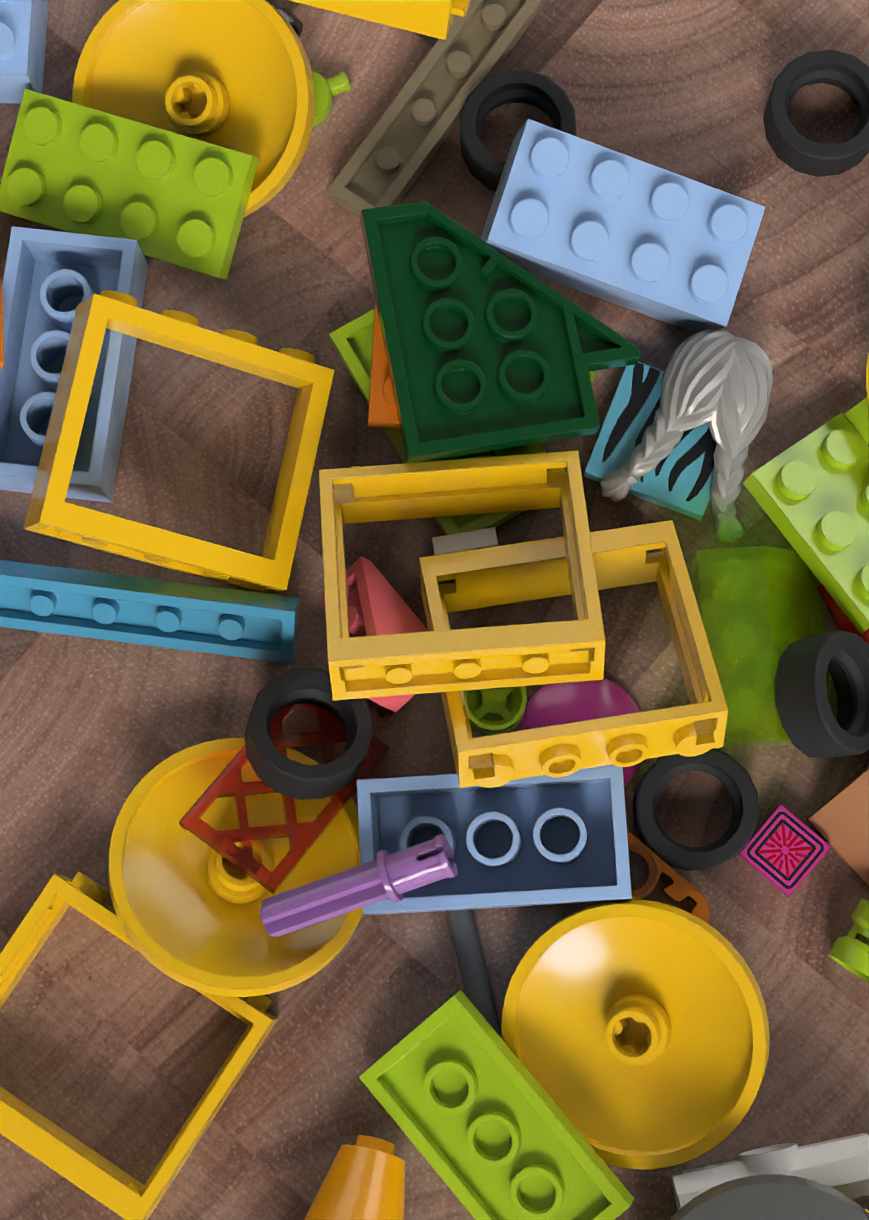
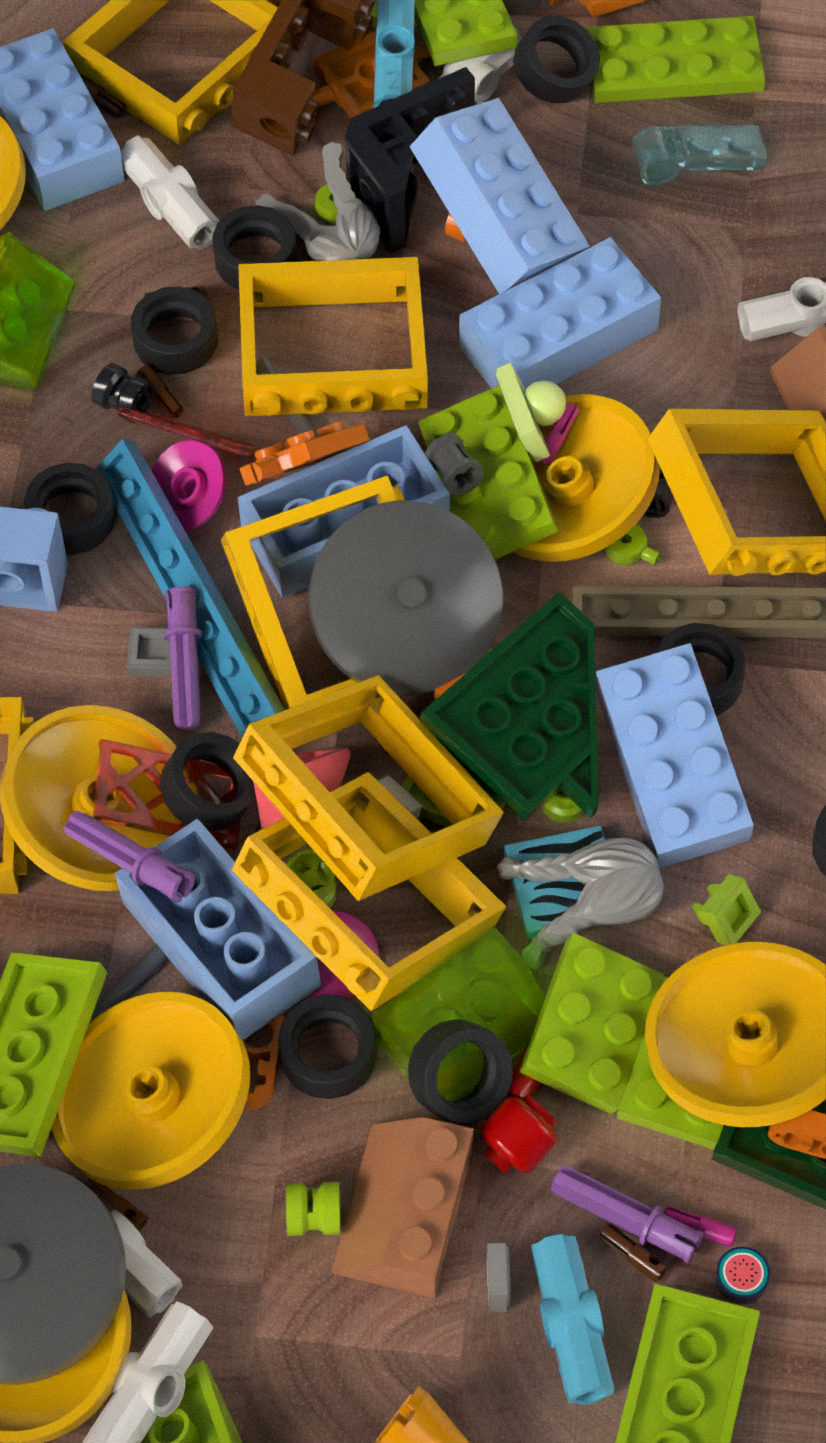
camera: 50 degrees right, 20 degrees down
(80, 685) = (148, 653): none -> light grey tile
(90, 69) = (531, 407): none -> yellowish green tile
(93, 642) = (183, 638): none -> medium lavender axle
(100, 208) = (458, 469): none -> dark grey bush
(131, 75) = (556, 435): none -> dark pink pin
(242, 376) = (405, 596): none -> dark grey dish
(740, 1140) = (121, 1205): none -> reddish brown pin
(784, 850) = (339, 1121): tile -> none
(818, 299) = (728, 909): none -> lime tile

